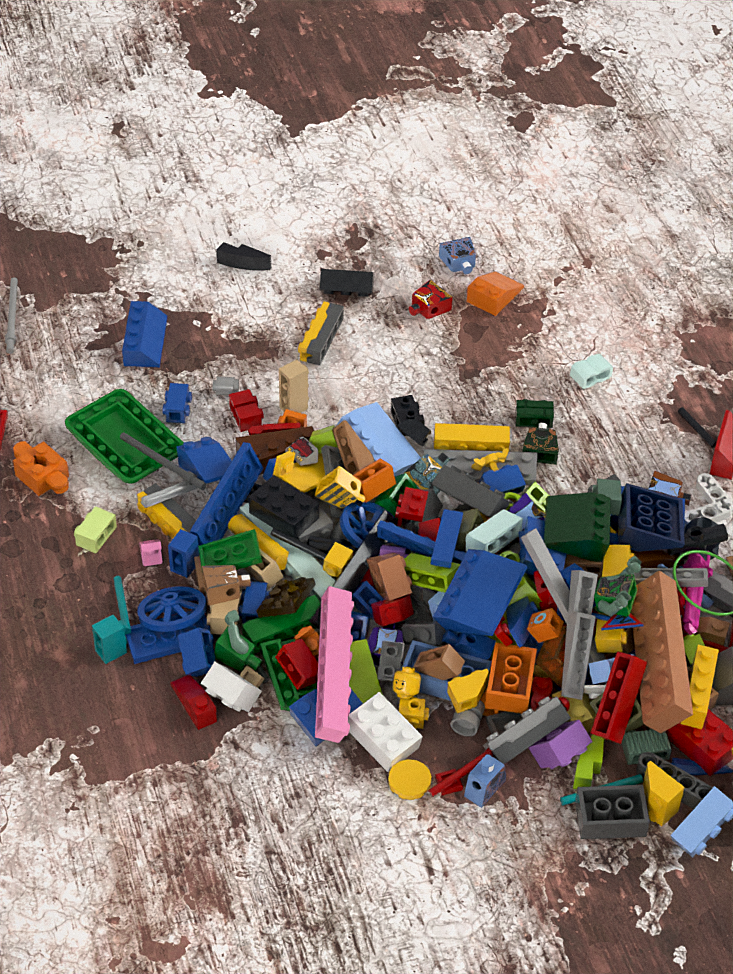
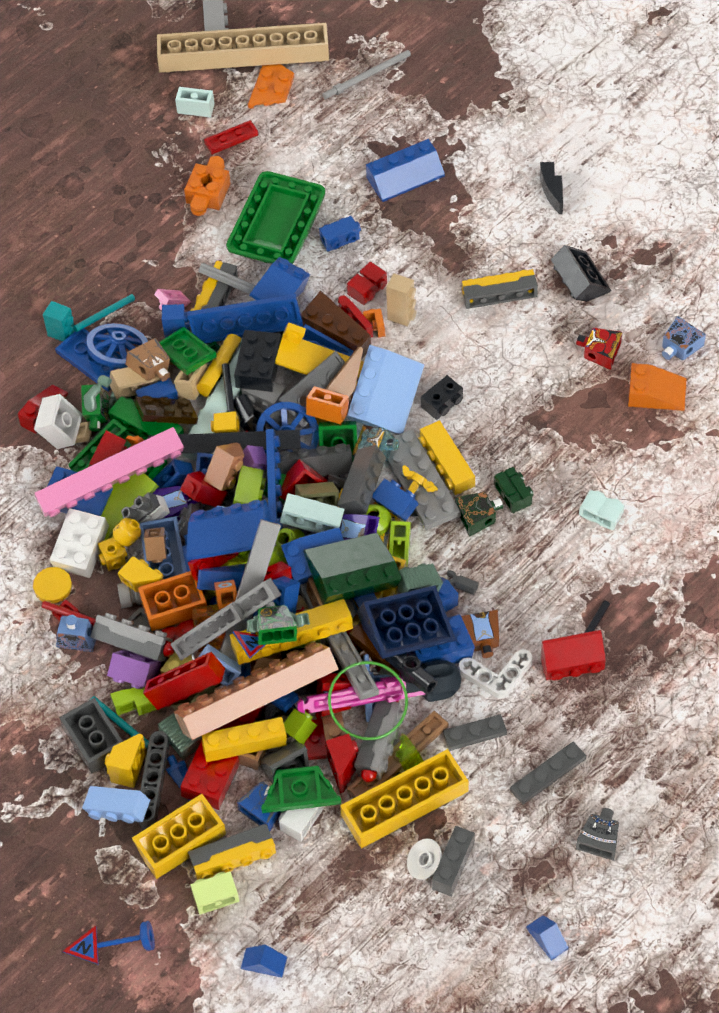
camera: 65 degrees right, 10 degrees up
(95, 529) = (168, 255): yellowish green brick -> none
(188, 477) = (249, 281): dark grey bar -> none
(196, 651) = (80, 376): blue brick -> none
(225, 385) = (386, 256): light grey brick -> none
(304, 451) = (328, 342): slope -> none
(323, 437) = (349, 345): lime brick -> none
(340, 488) = (290, 379): yellow torso -> none
(412, 505) = (316, 445): red bracket -> none
(415, 430) = (419, 411): black brick -> none
(447, 538) = (281, 483): blue tile -> none

